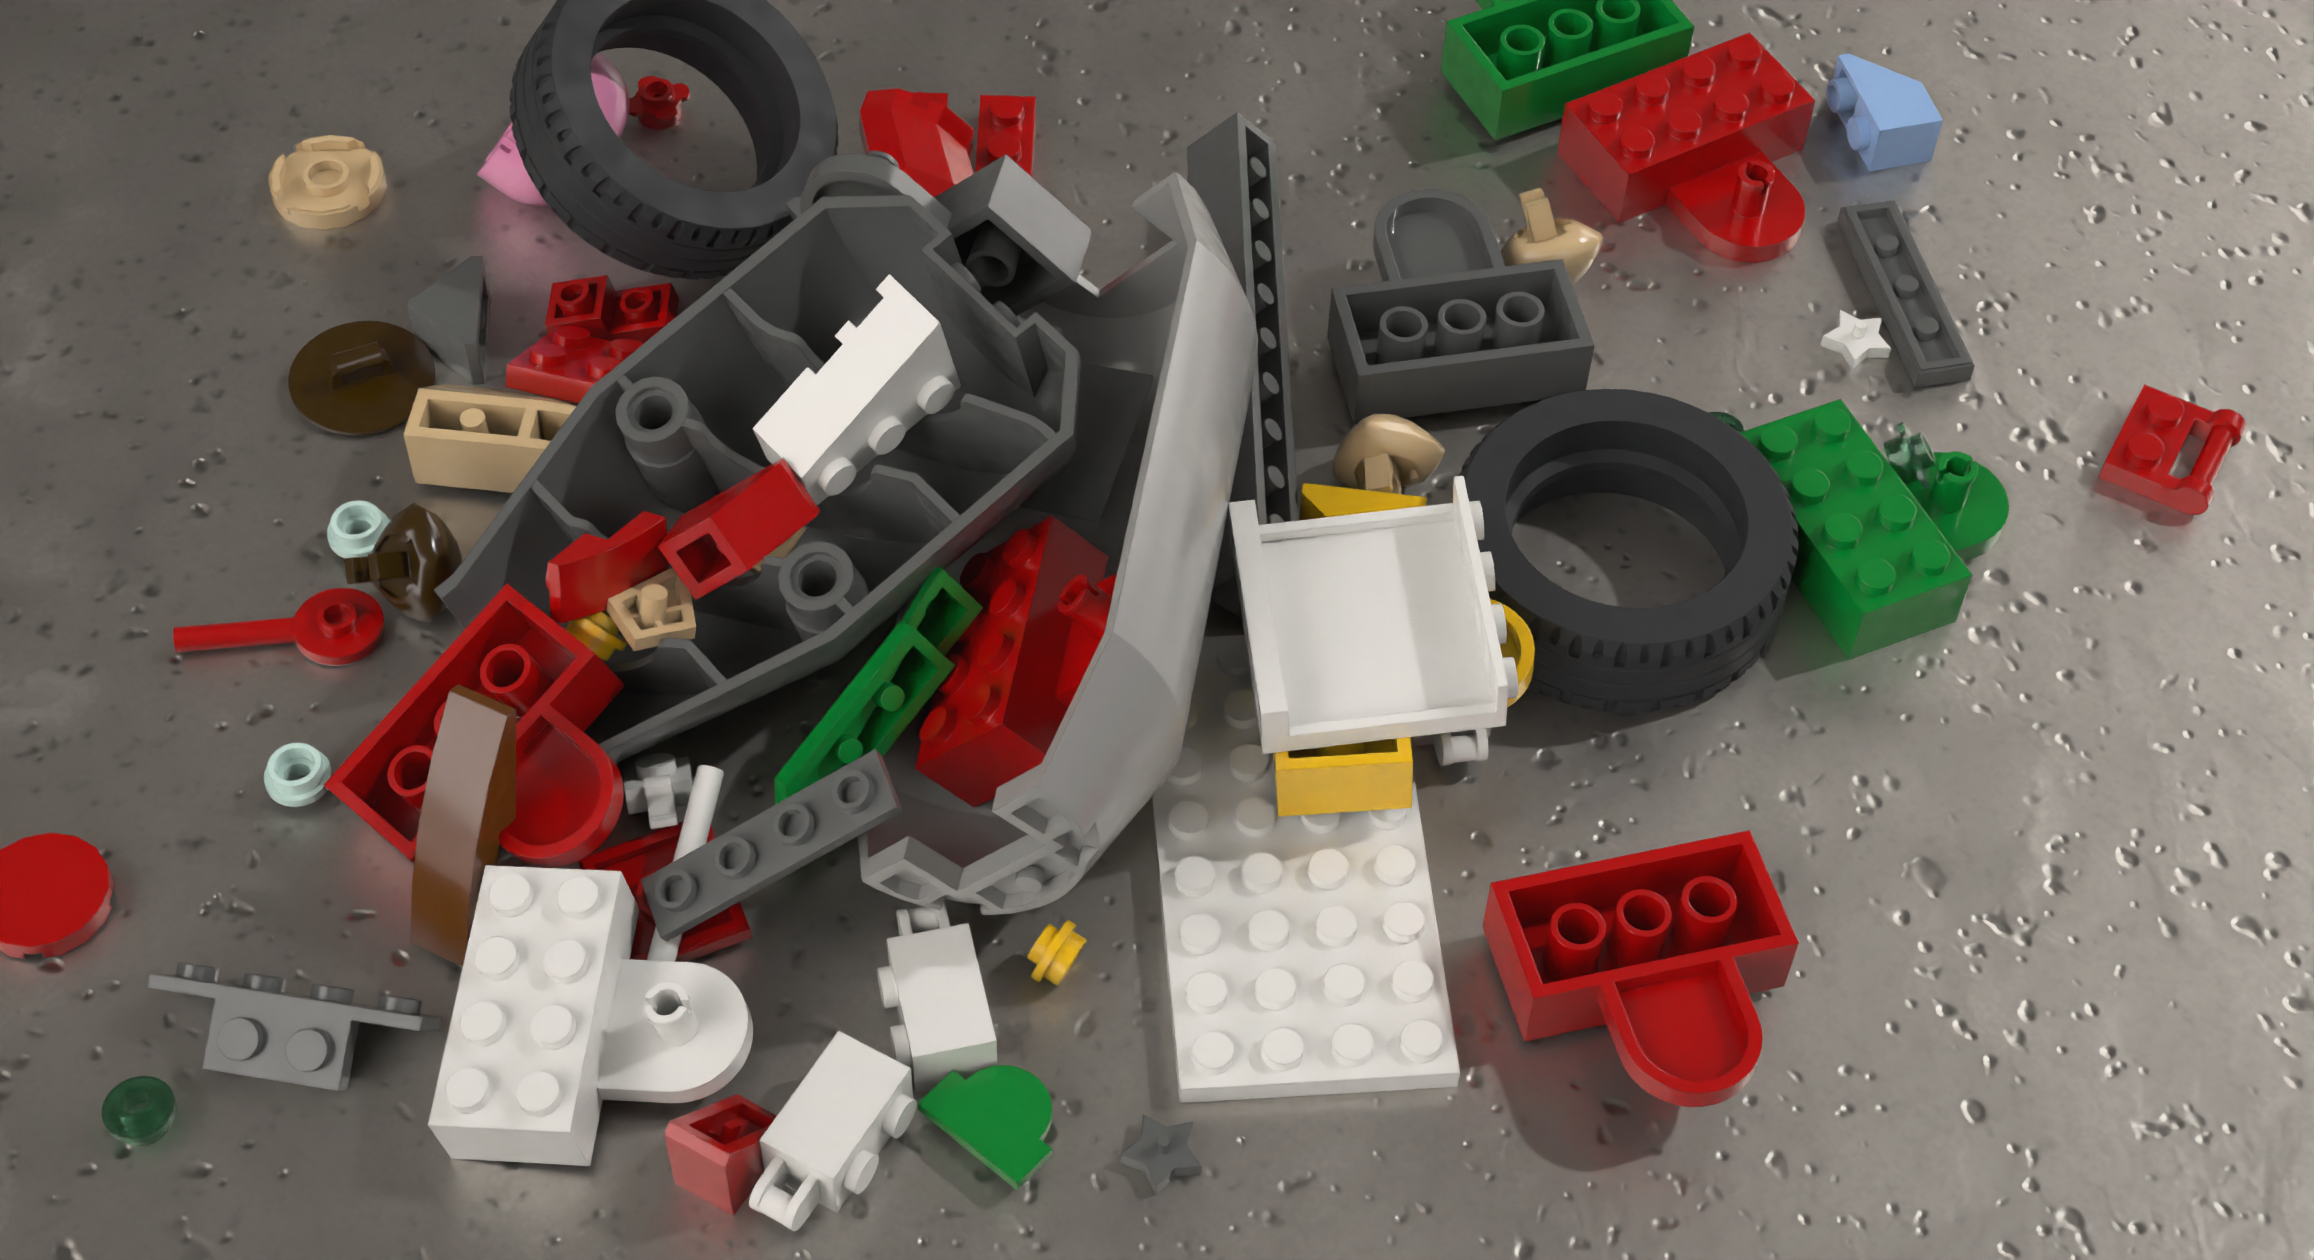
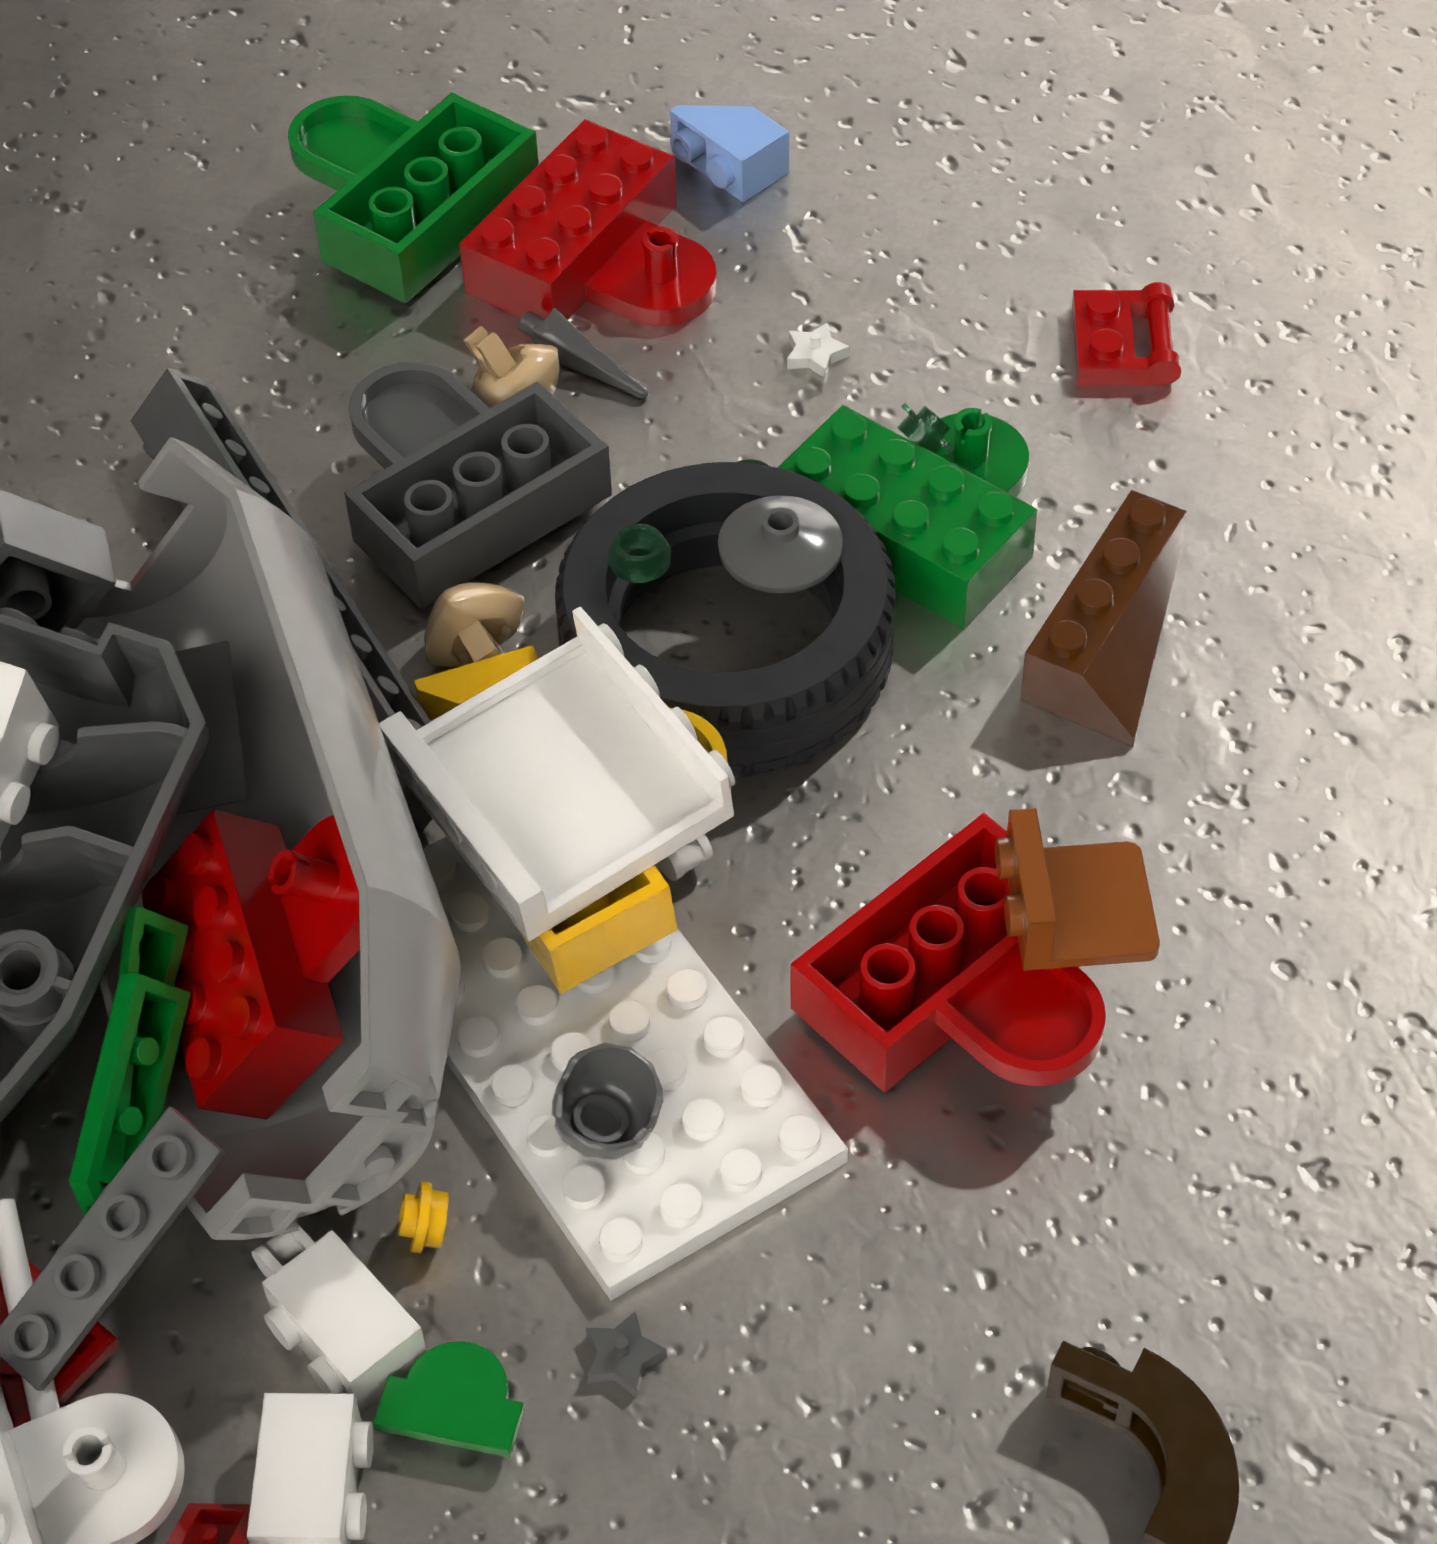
camera: 25 degrees left, 0 degrees up
(1259, 926) = (607, 1101): none -> dark grey hair
(1557, 454) = (639, 554): none -> clear green plate
(1626, 248) = (578, 352): none -> dark grey piece
(1697, 501) = (780, 544): none -> dark grey dish
(1782, 946) = (1074, 899): none -> dark orange bracket
(1905, 294) = (834, 294): dark grey tile -> none
(1988, 712) = (1106, 628): none -> reddish brown wedge

